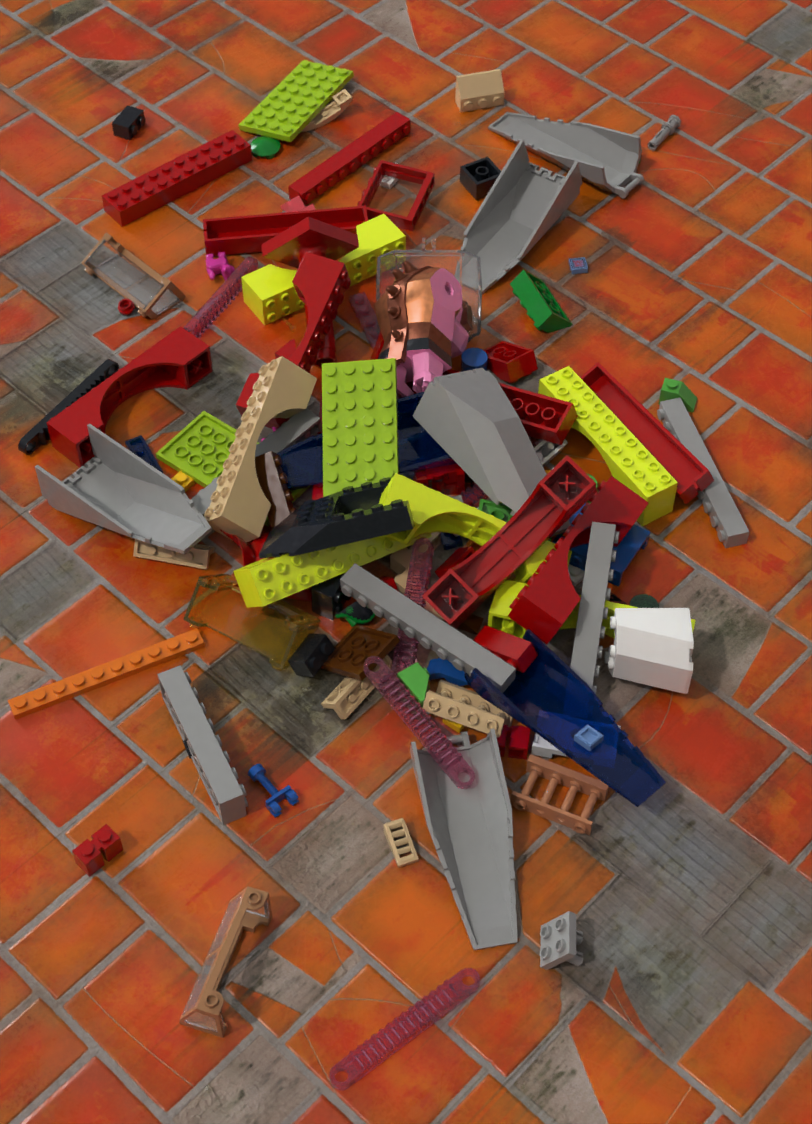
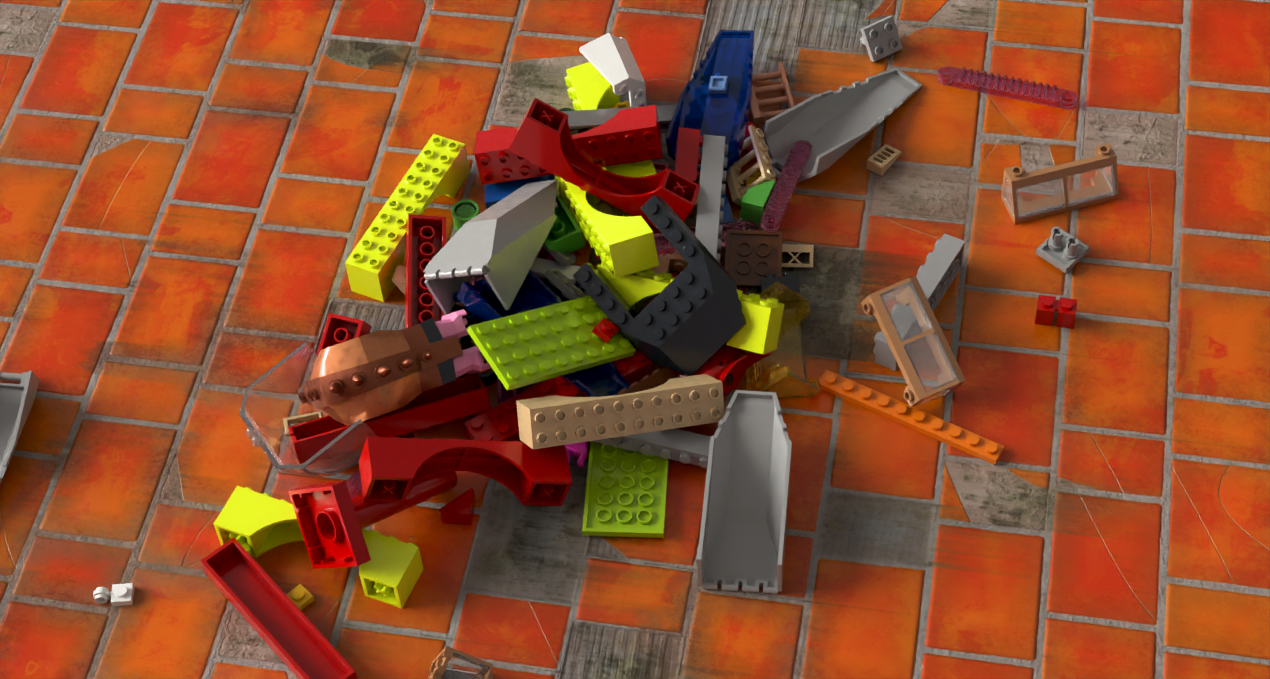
camera: 120 degrees left, 0 degrees up
(40, 433) = (661, 647): black gear -> none
(140, 448) = (671, 548): clear blue tile -> none
(151, 684) = (915, 341): none -> windscreen
(159, 913) = (1062, 250): none -> light grey plate
(172, 362) = (681, 604): red arch -> none
(183, 480) = (675, 499): yellow plate -> none
(218, 266) = (369, 657): dark pink animal -> none
(220, 299) = (424, 619): clear pink gear -> none
(257, 773) = (907, 264): blue bar -> none
(296, 205) = (227, 646): coral slope -> none
(348, 478) = (605, 330): none -> red plate
(350, 158) = (110, 643): red brick -> none
(402, 172) = (154, 530): red window -> none
(479, 177) = (78, 498): black brick -> none
(517, 213) = (129, 416): light grey windscreen -> none
(539, 303) = (245, 359): green slope -> none
(578, 265) = (164, 363): medium blue tile -> none
(651, 433) = (372, 198): red piece -> none
(677, 389) = (304, 213): bright green slope -> none
(716, 497) = (382, 157): light grey brick -> none

